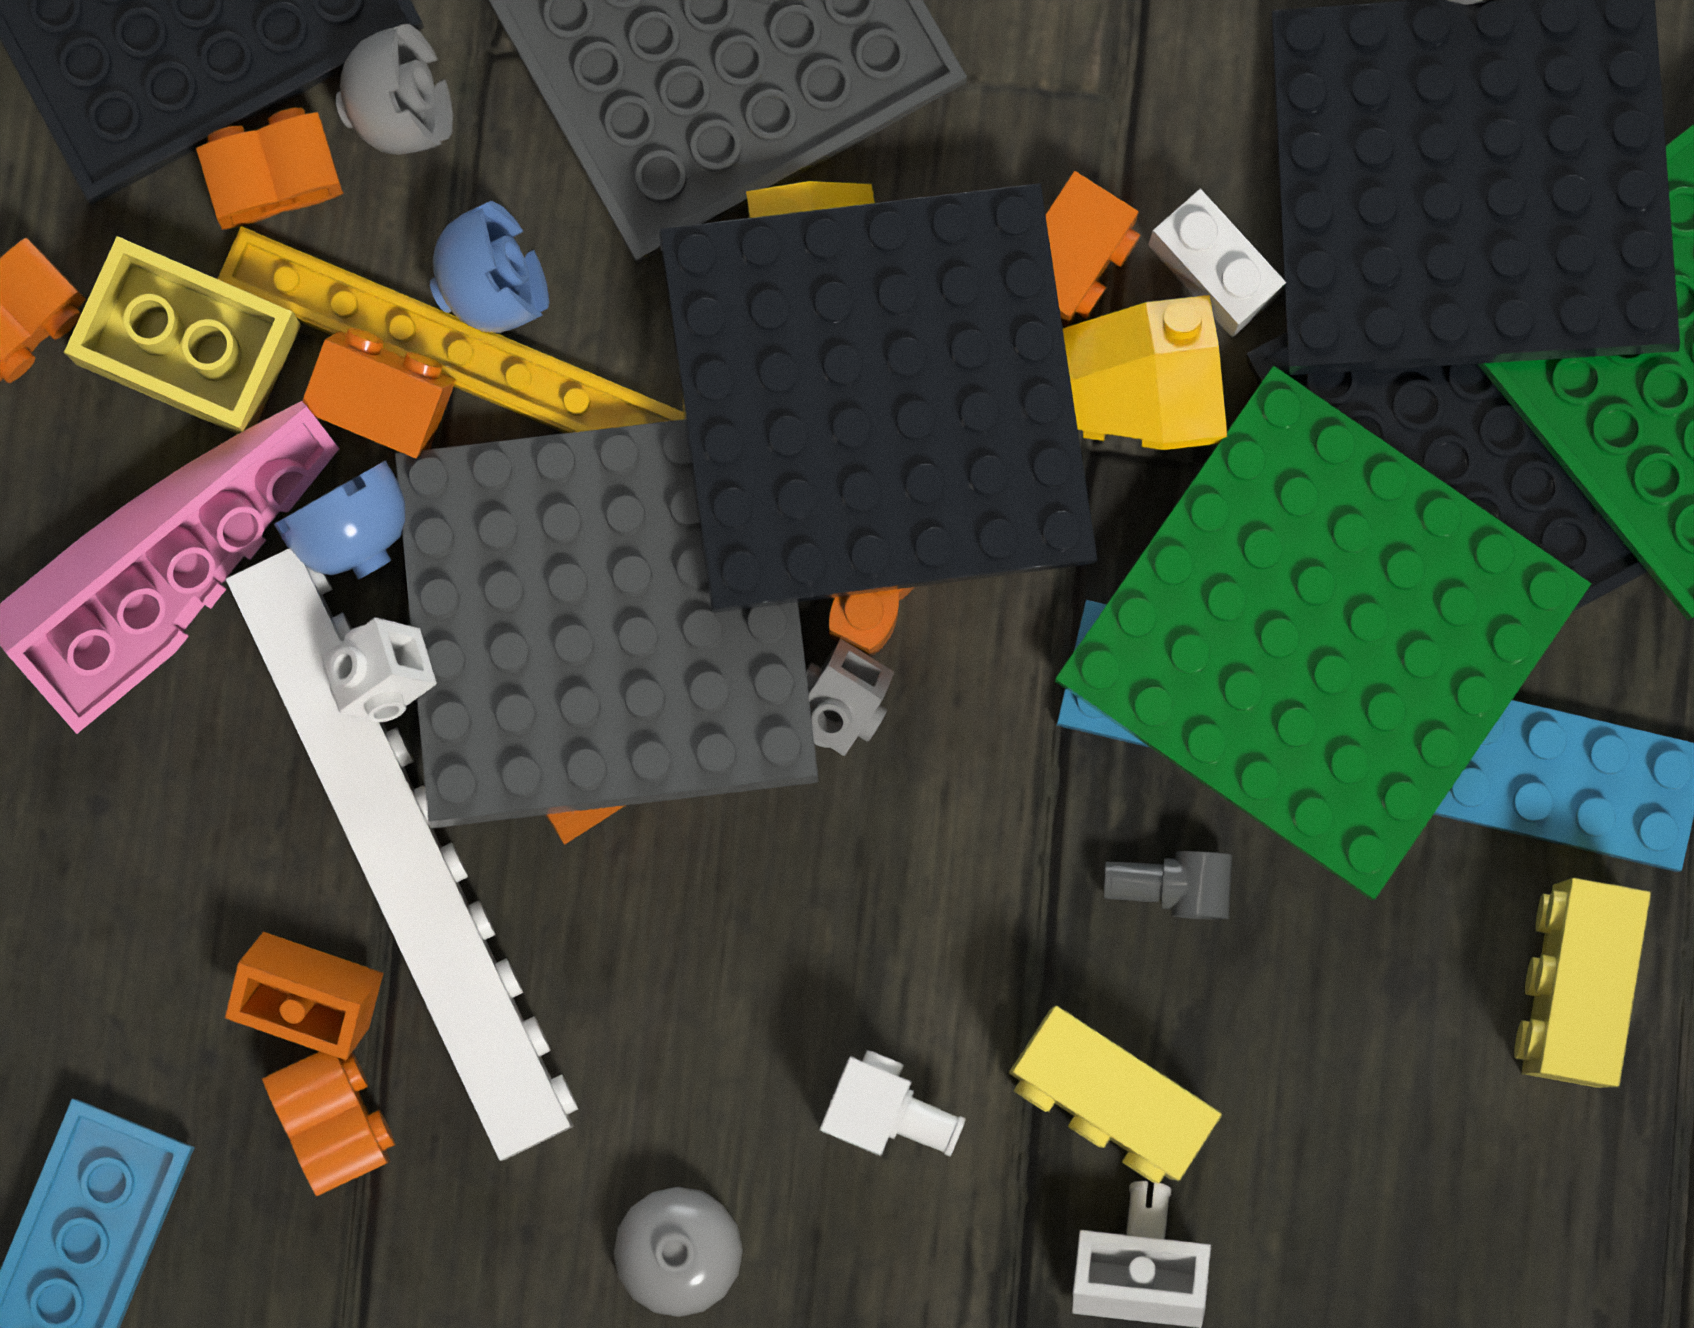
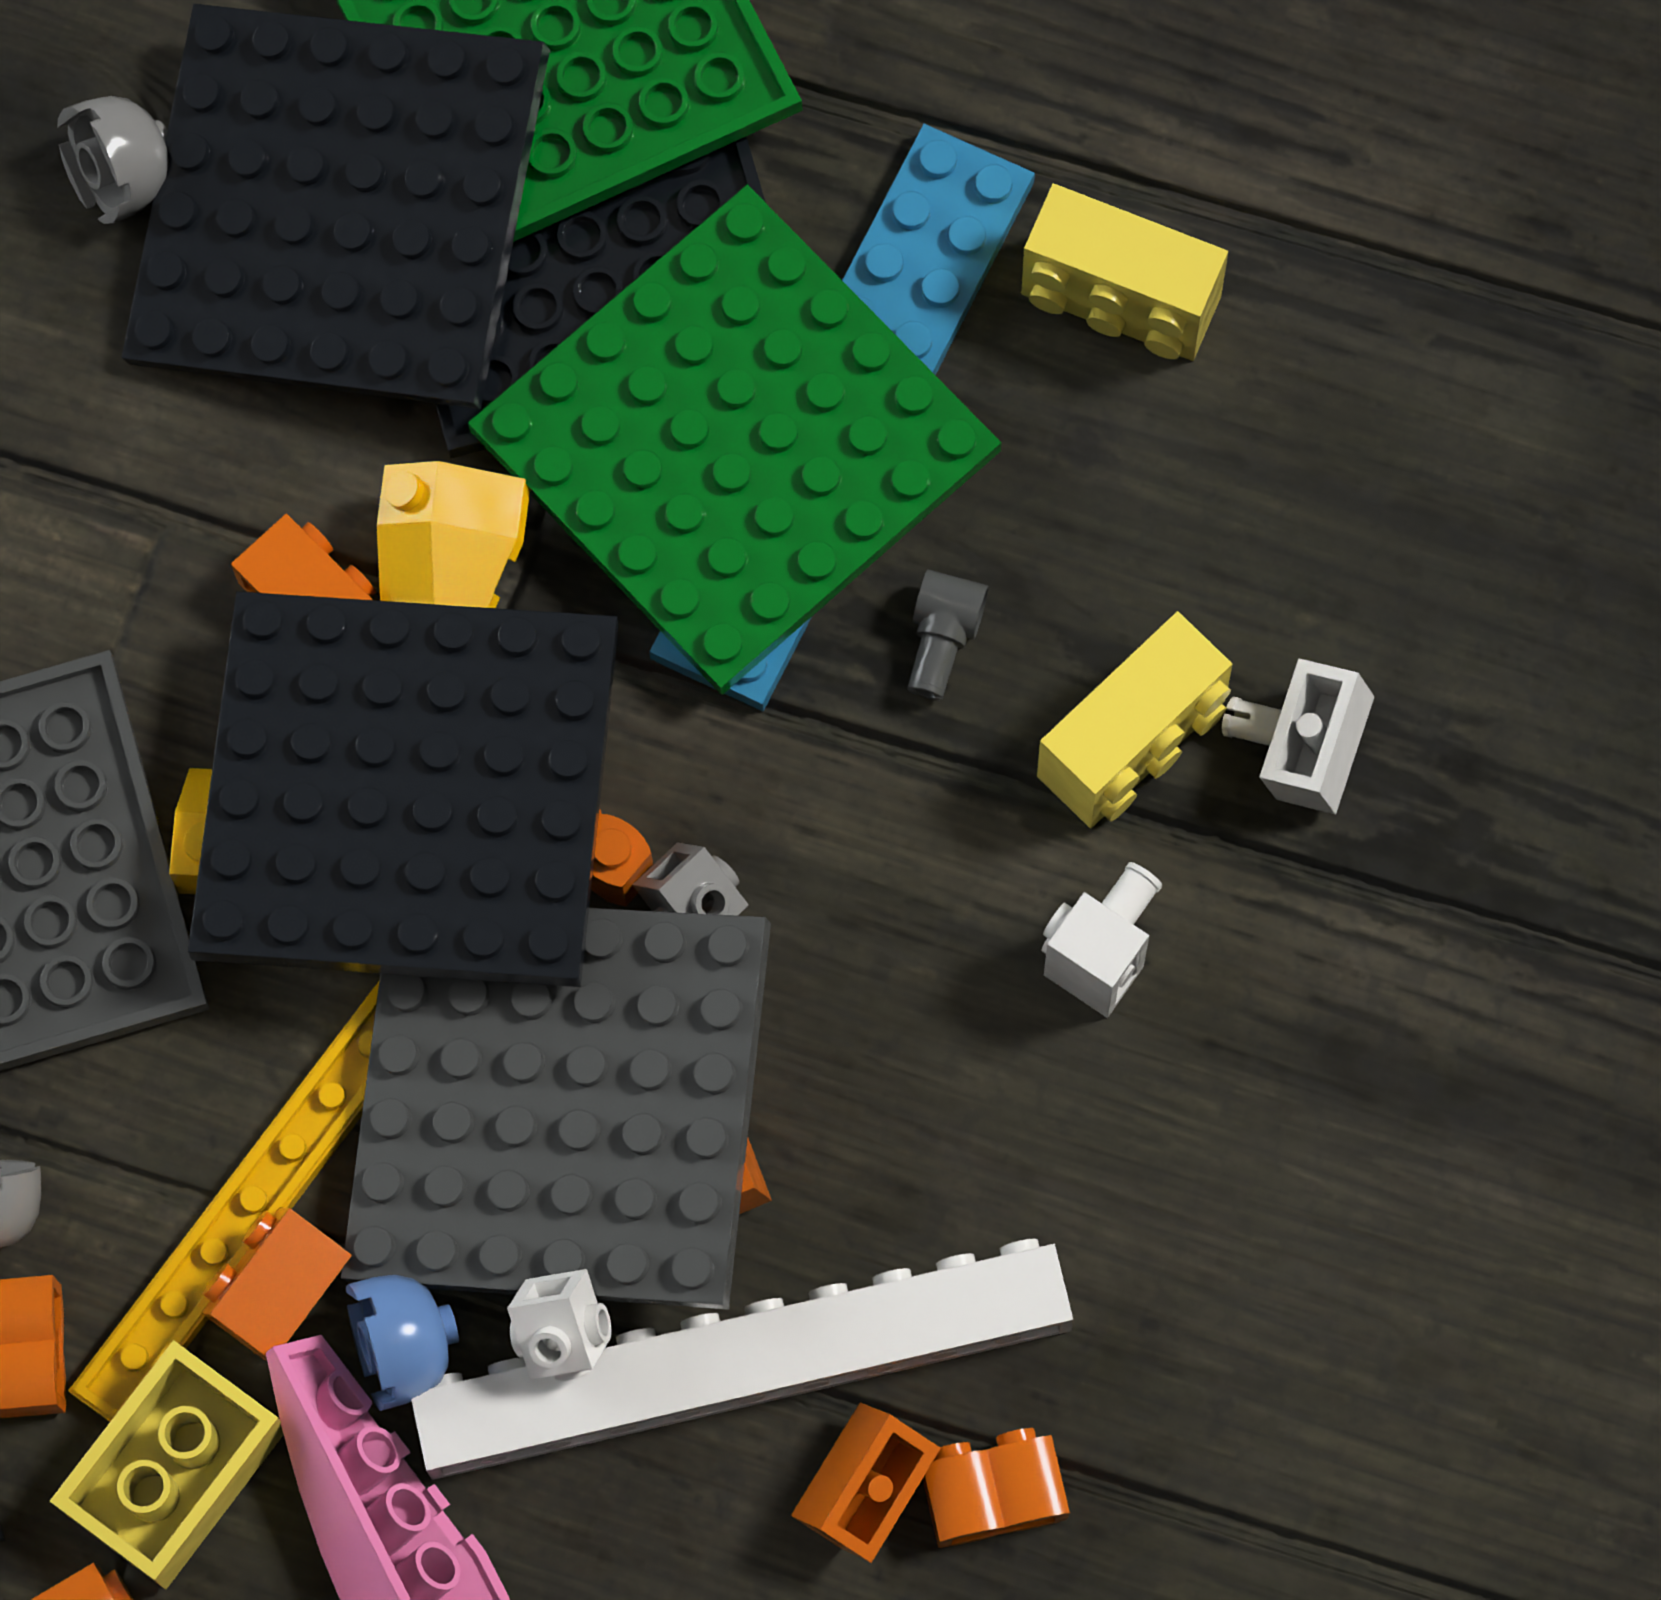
camera: 75 degrees left, 10 degrees down
(485, 274) = (182, 1151): medium blue cylinder -> none
(678, 1251) = (1198, 1176): light grey cylinder -> none
(1216, 261) = (347, 457): white brick -> none

